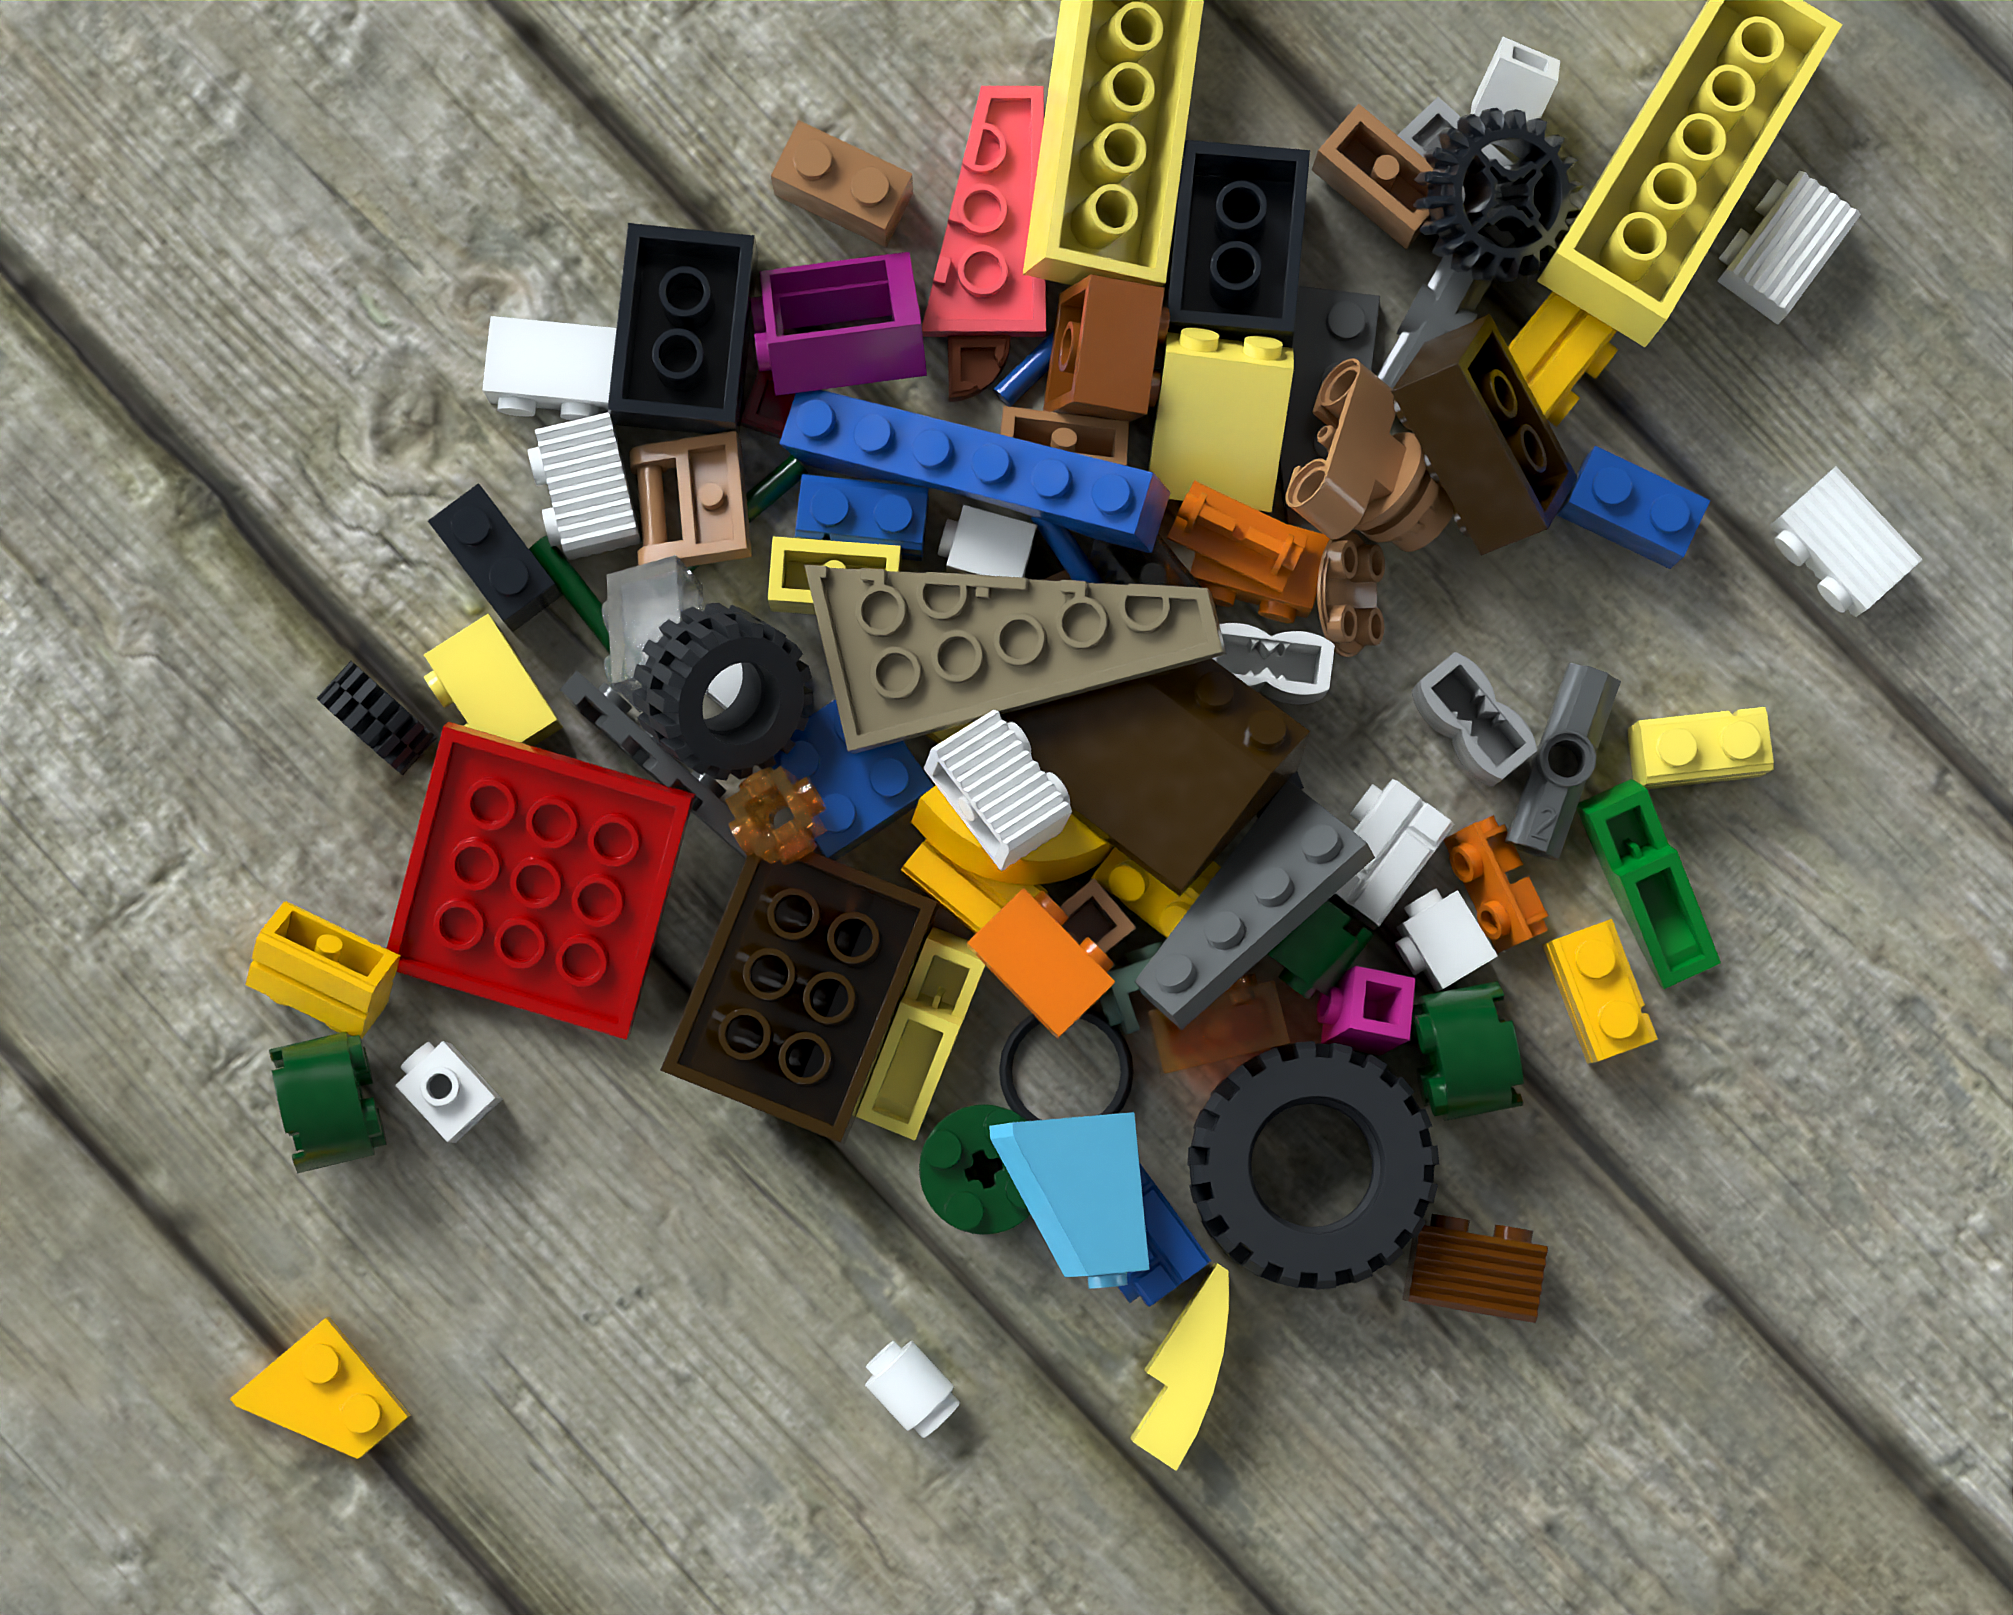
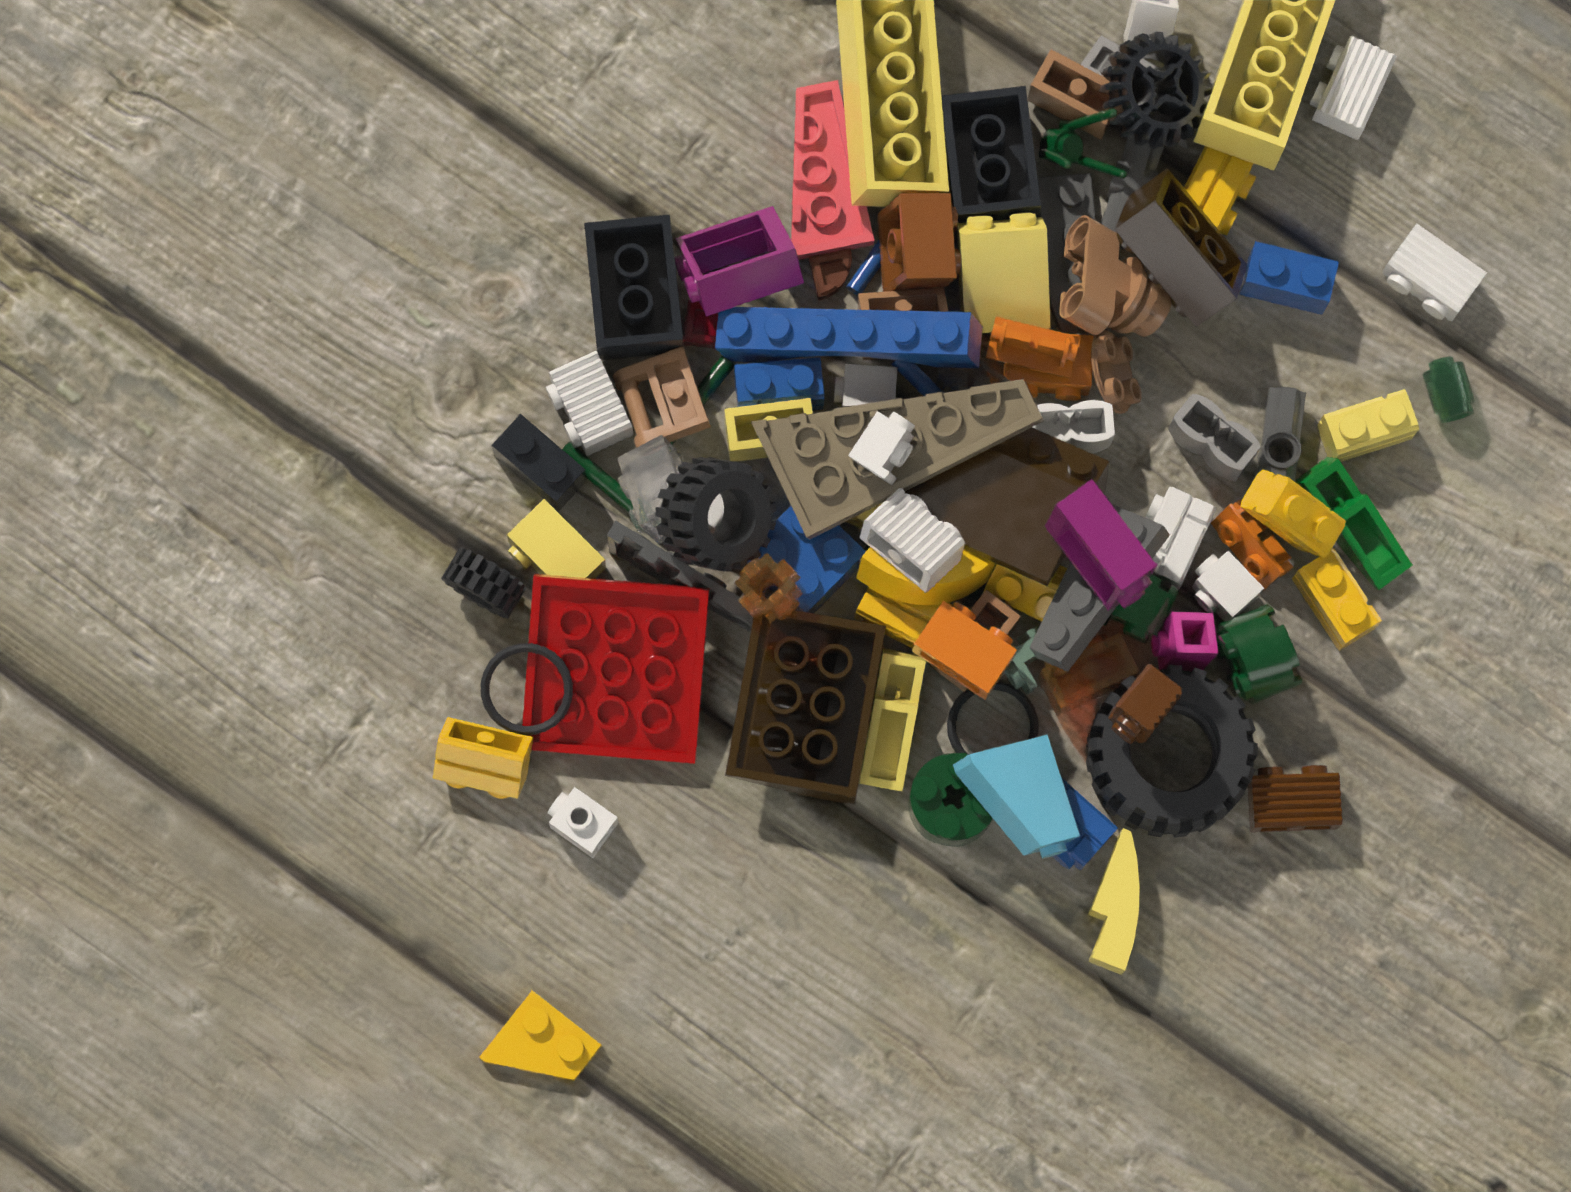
camera: 10 degrees left, 5 degrees down
(325, 1102) = (503, 842): dark green brick -> none
(439, 839) = (547, 653): none -> black tyre
(548, 367) = (549, 330): white brick -> none
(842, 183) = (718, 170): medium nougat brick -> none
(911, 1387) = (935, 955): white brick -> none
(983, 644) = (884, 445): none -> white brick
(1266, 863) = (1101, 546): none -> magenta window
(1281, 1104) = (1144, 705): none -> reddish brown brick
(1350, 249) = (1065, 146): none -> dark green plant
(1562, 858) = (1293, 513): none -> yellow brick
(1829, 717) = (1449, 389): none -> clear green brick

